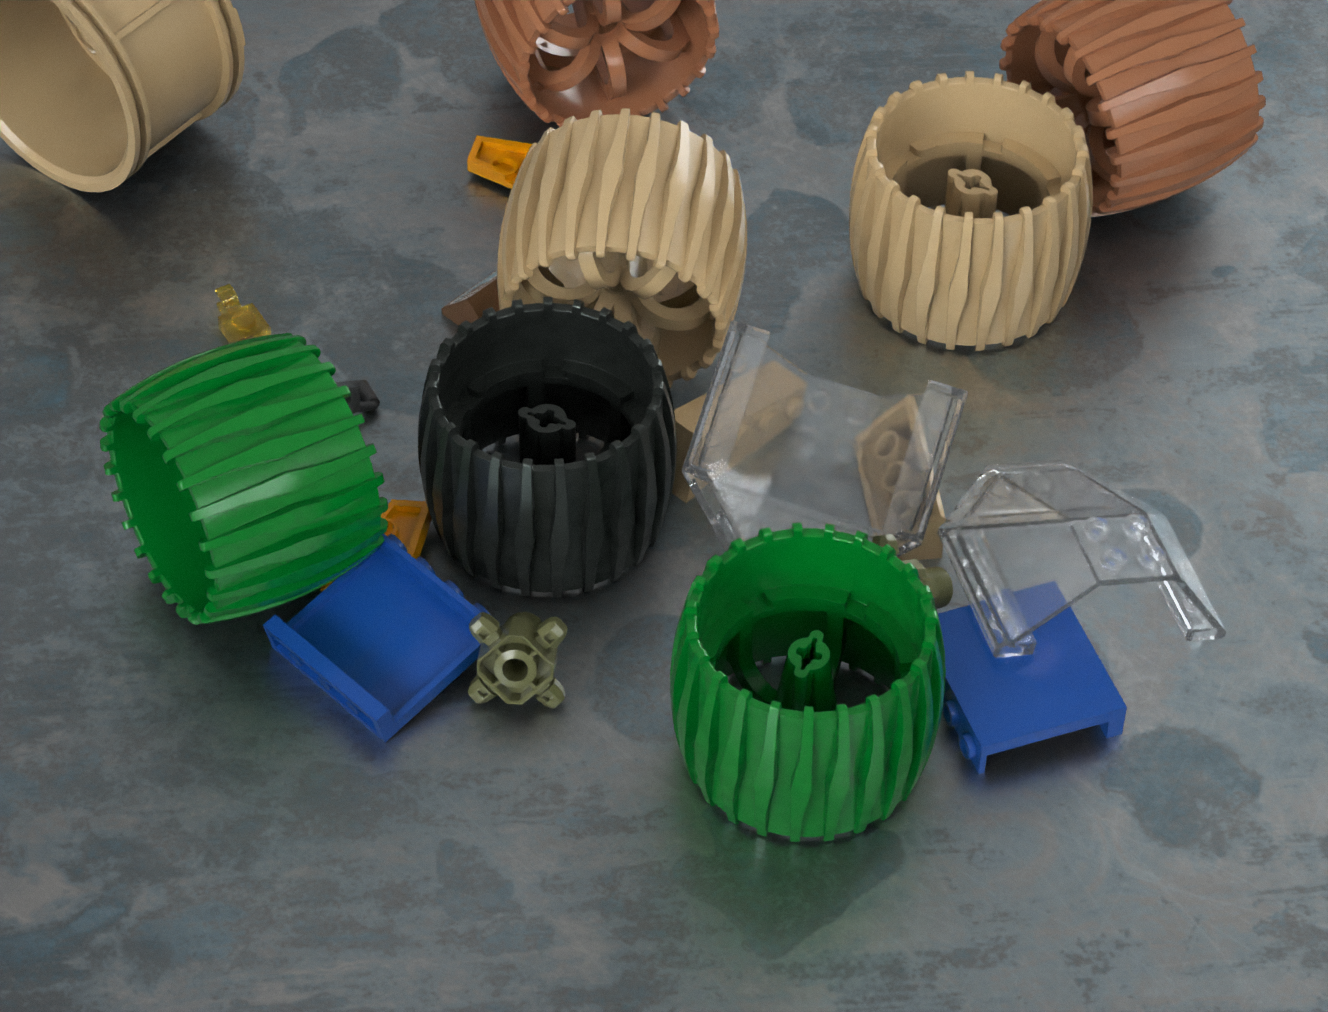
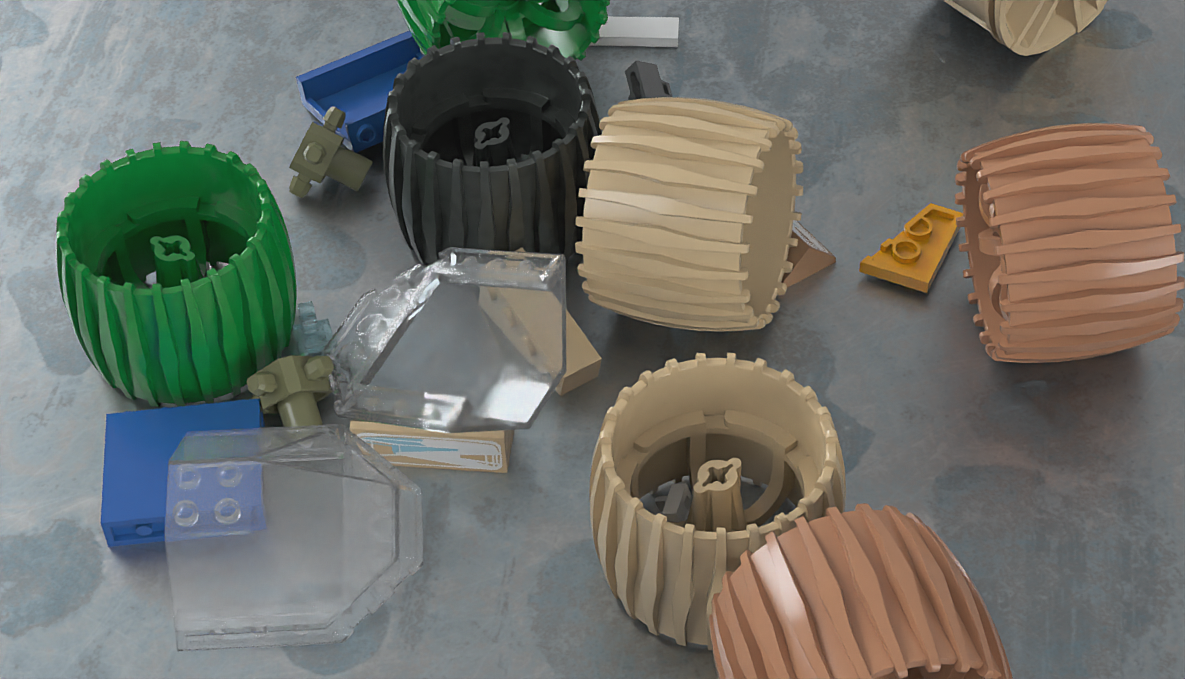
camera: 105 degrees right, 0 degrees up
(236, 320) = (761, 62): clear yellow plate -> none

